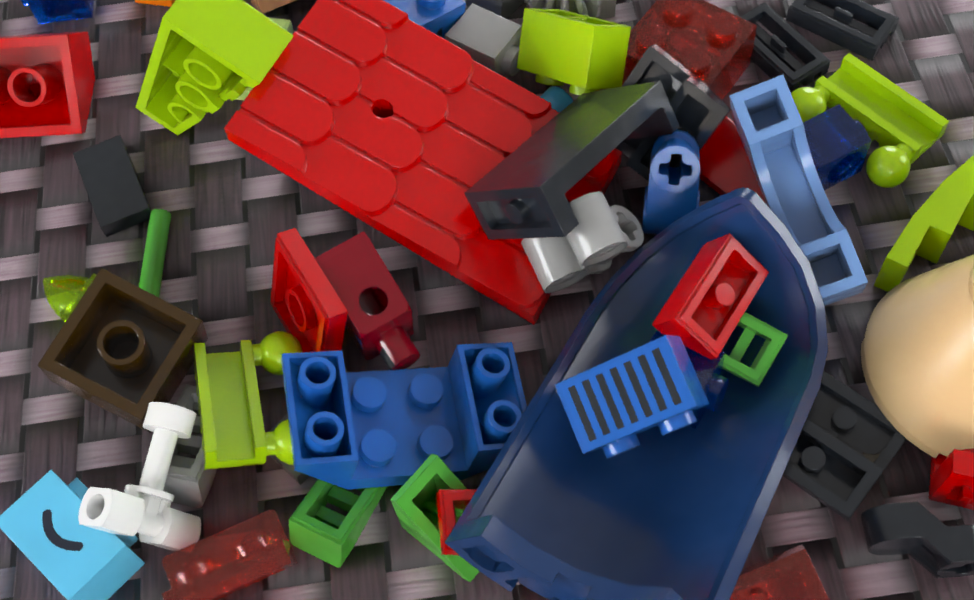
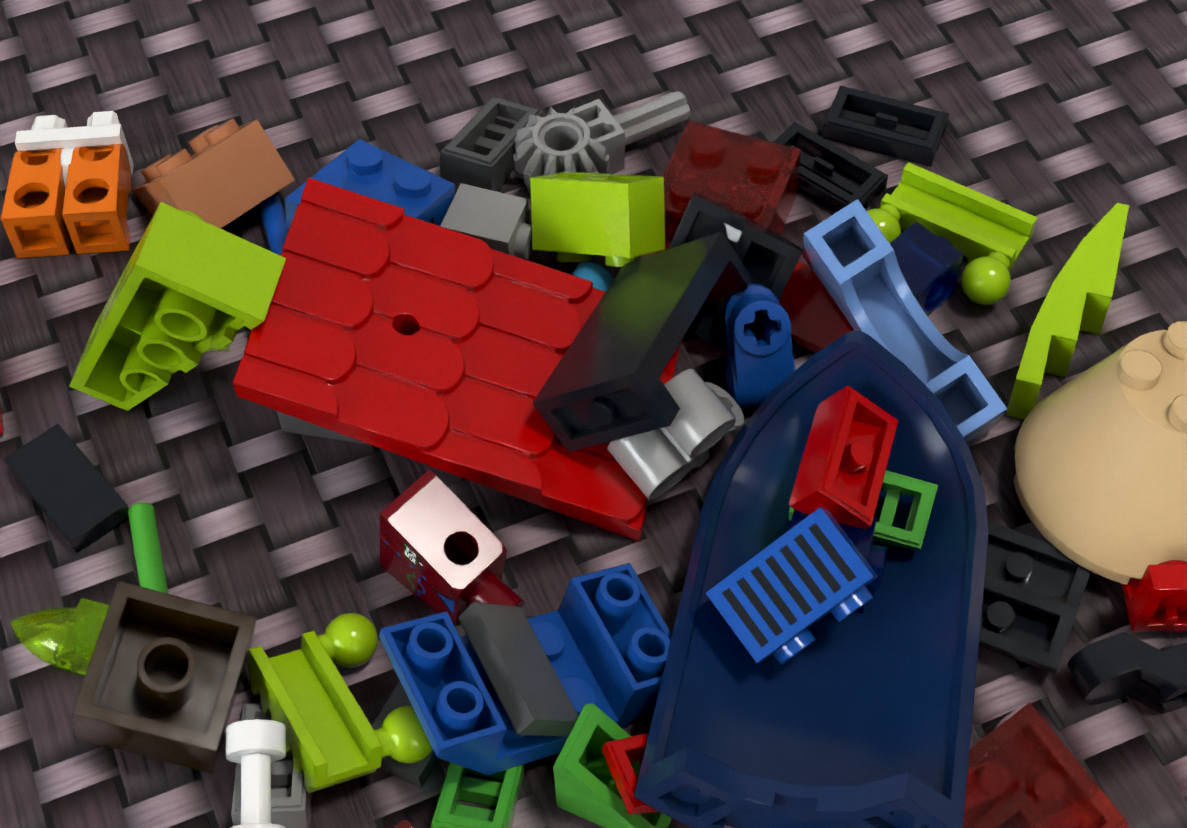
camera: 20 degrees left, 5 degrees down
(305, 296) = (372, 564): red tile -> none
(390, 411) = (518, 670): none -> dark grey tile

